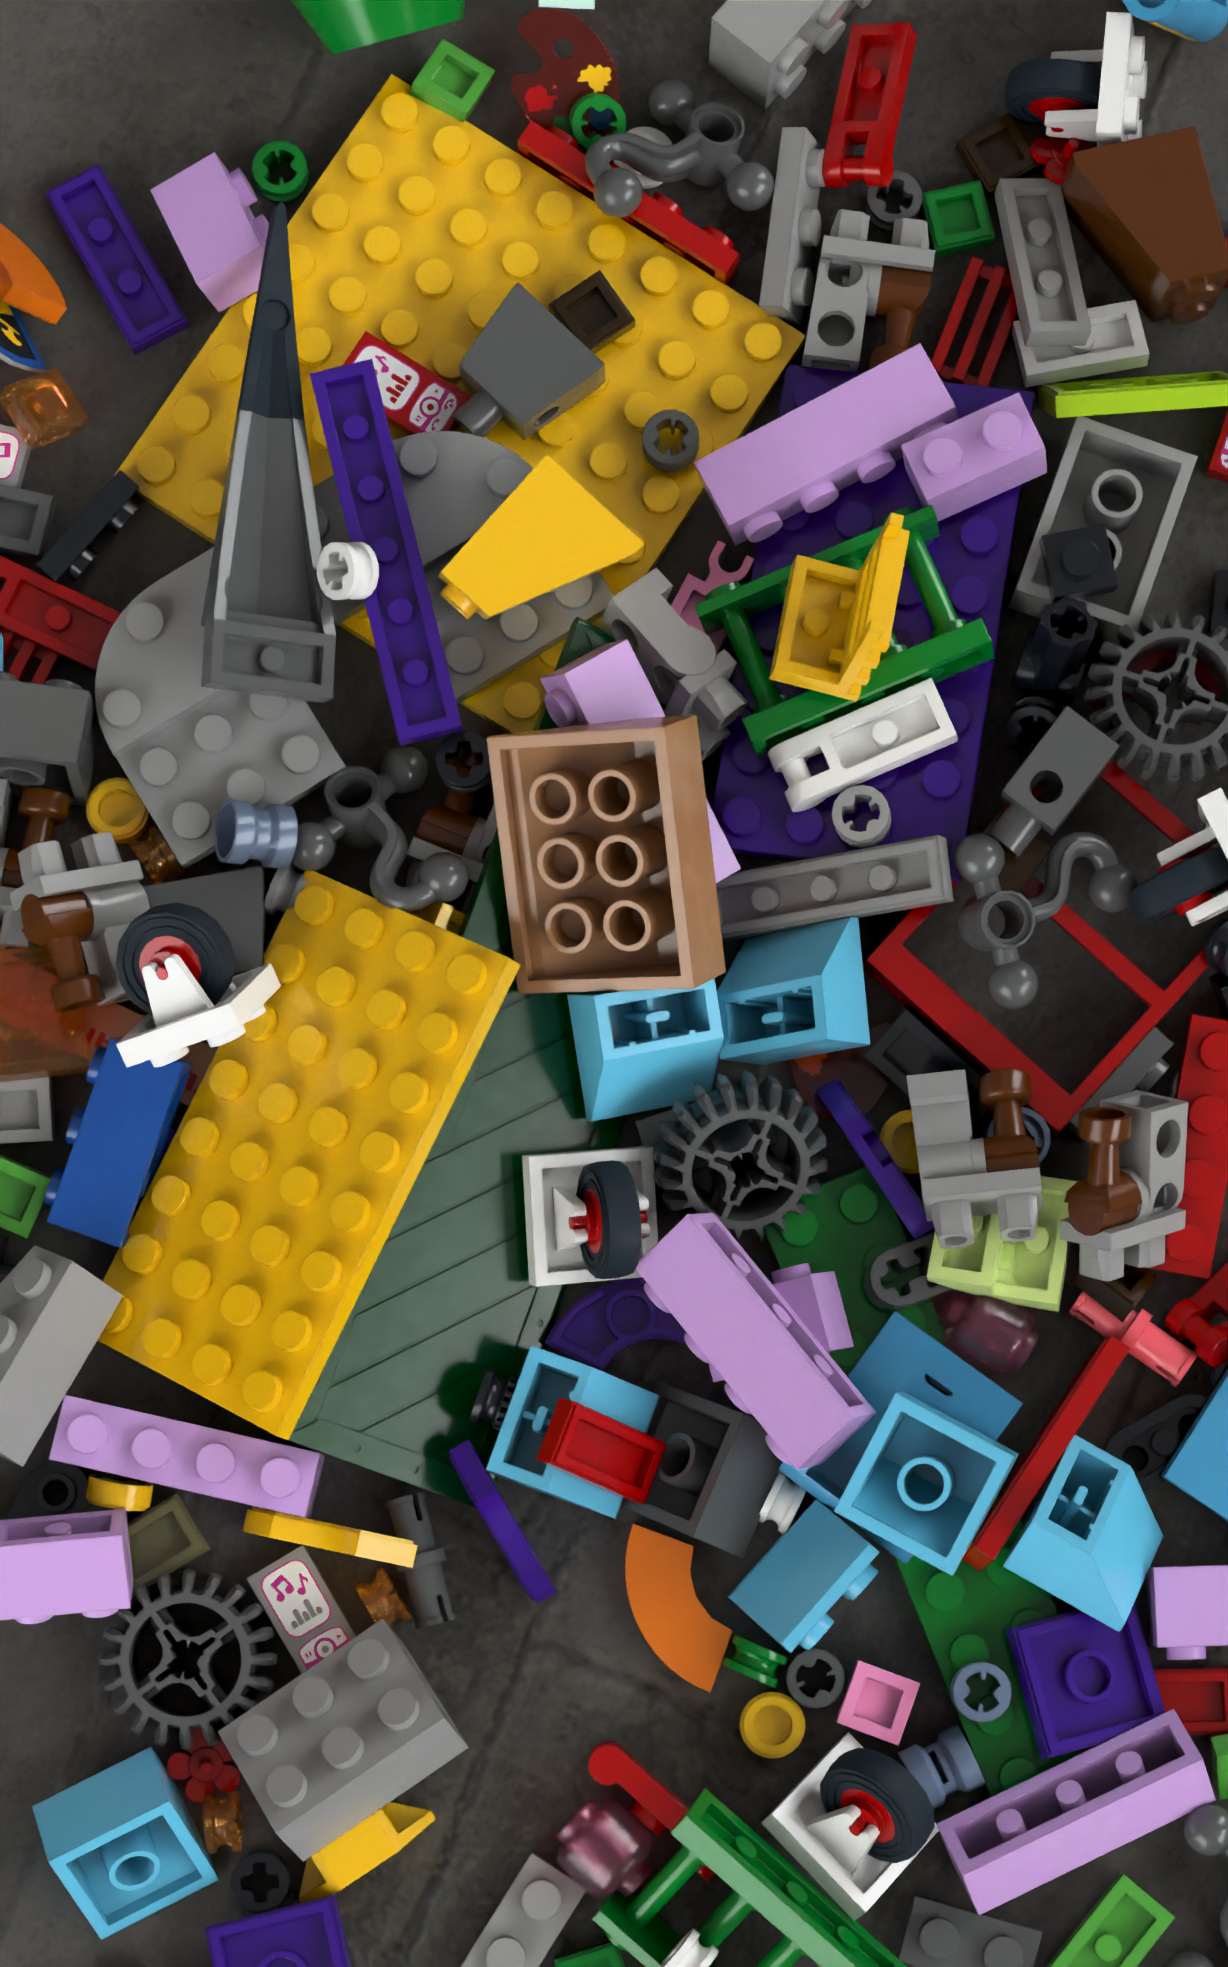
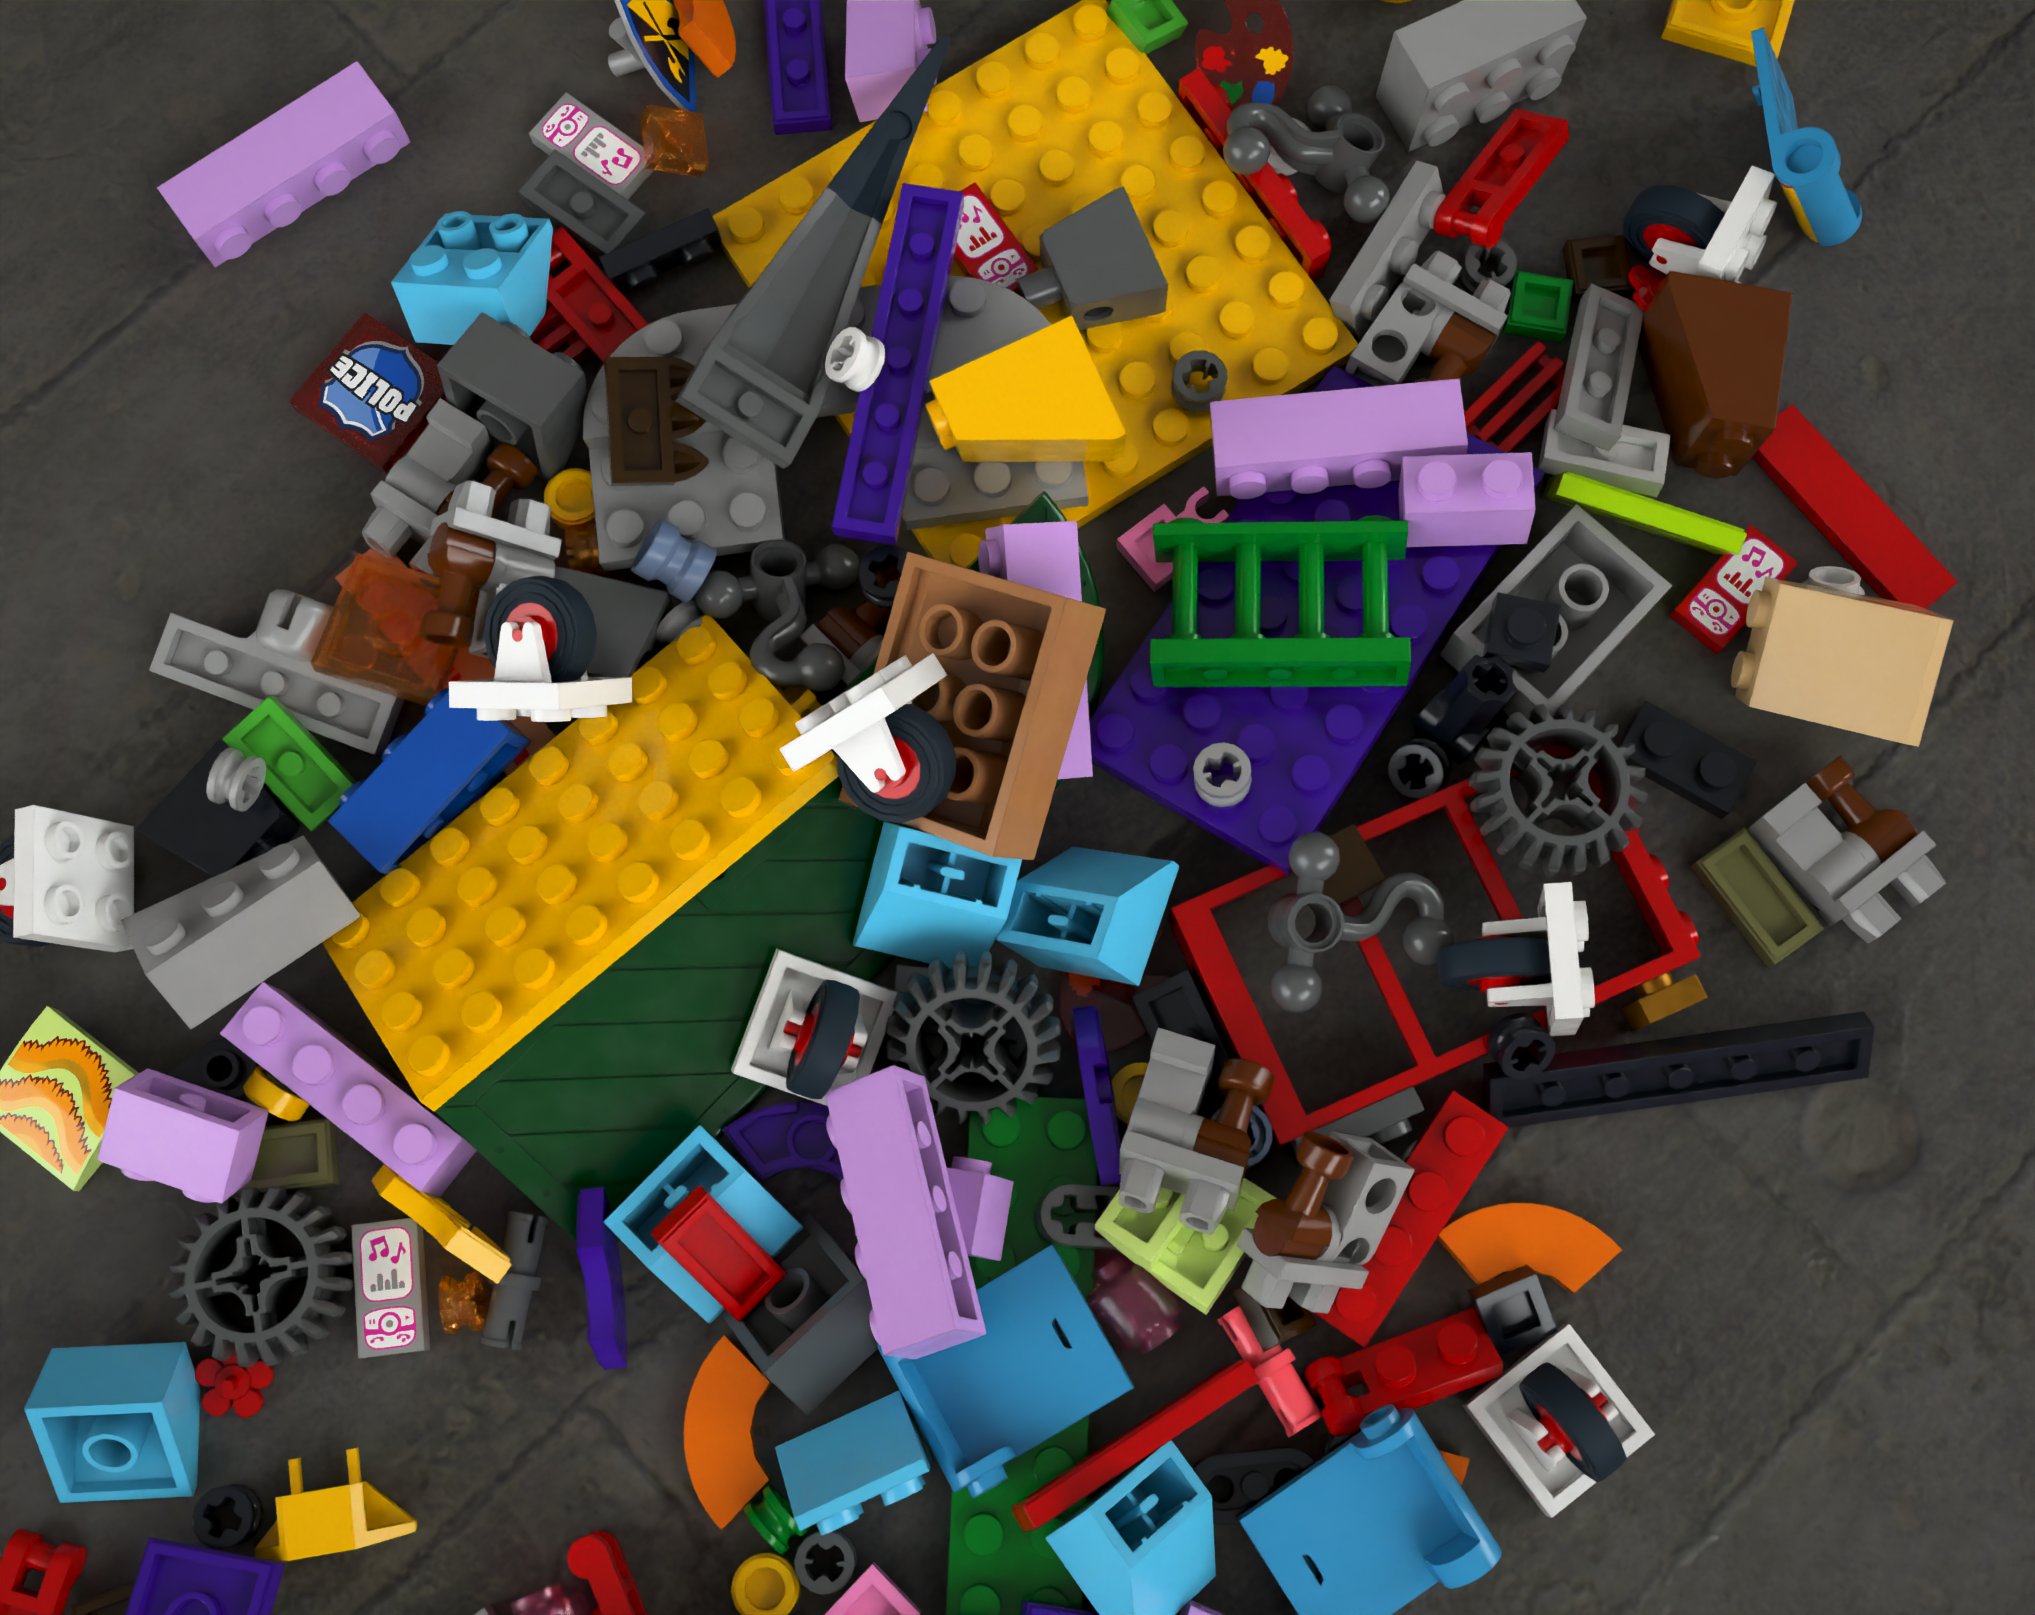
camera: 25 degrees right, 5 degrees down
(173, 713) = (646, 421): none -> dark brown plate
(220, 1822) = (217, 1443): clear orange bush -> none
(279, 152) = (969, 17): green bush -> none
(342, 1740) = (353, 1418): light grey brick -> none
(492, 1399) = (643, 1157): black bush -> none
(556, 931) = (888, 751): none -> plate
(593, 312) = (1181, 247): dark brown tile -> none
(599, 103) = (1264, 79): green bush -> none
(676, 658) = (1116, 568): light grey hips -> none
(782, 1502) = (868, 1379): white bush -> none
(835, 887) = (1167, 828): light grey tile -> none
(840, 617) = (1276, 580): yellow plate -> none
(864, 744) = (1253, 710): white plate -> none
(926, 1482) = (1004, 1423): medium azure slope -> none
(1068, 758) = (1436, 798): dark grey torso -> none

